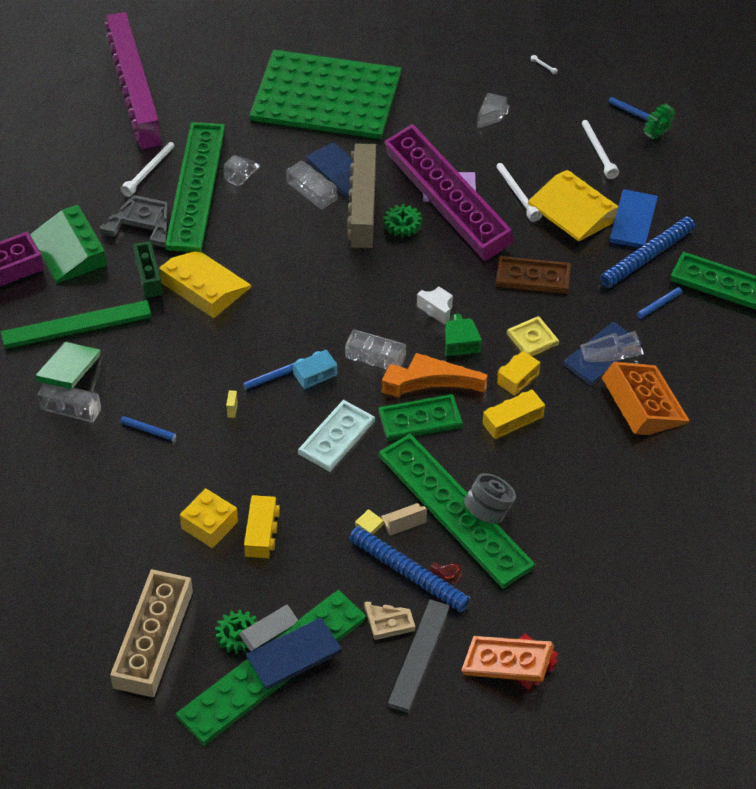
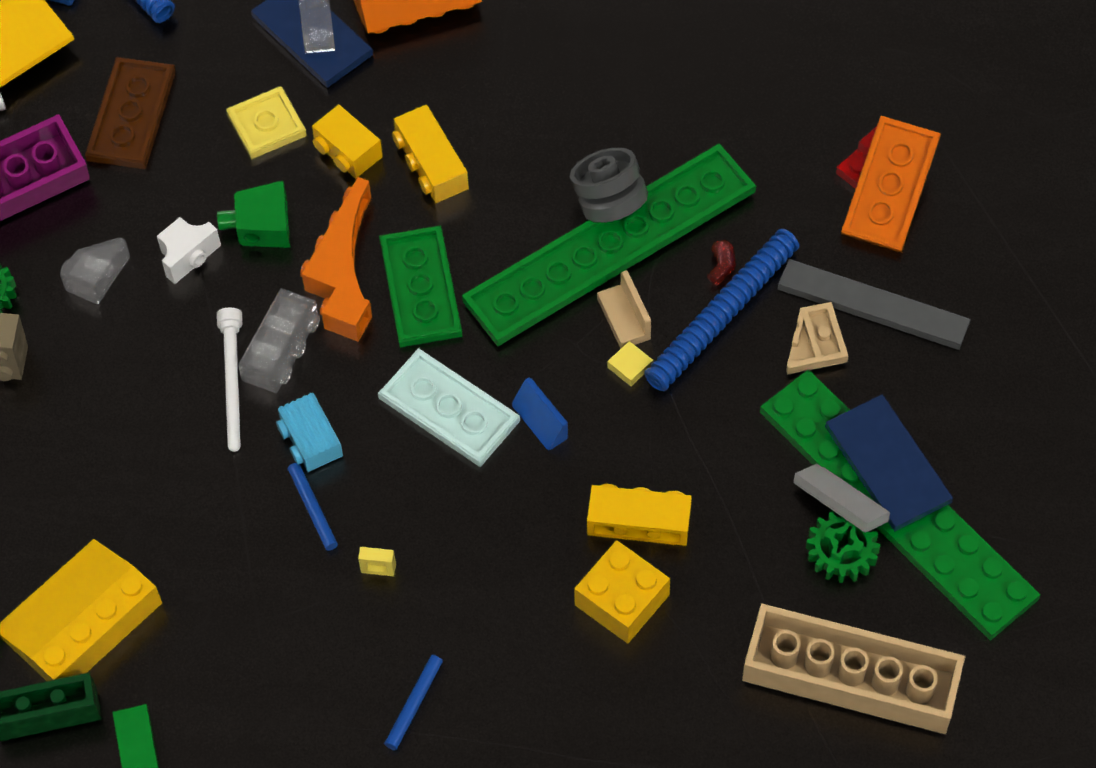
camera: 85 degrees left, 10 degrees up
(331, 479) = (540, 415): none -> blue slope
(386, 329) = (229, 322): none -> white piece
(418, 266) = (94, 269): none -> clear slope

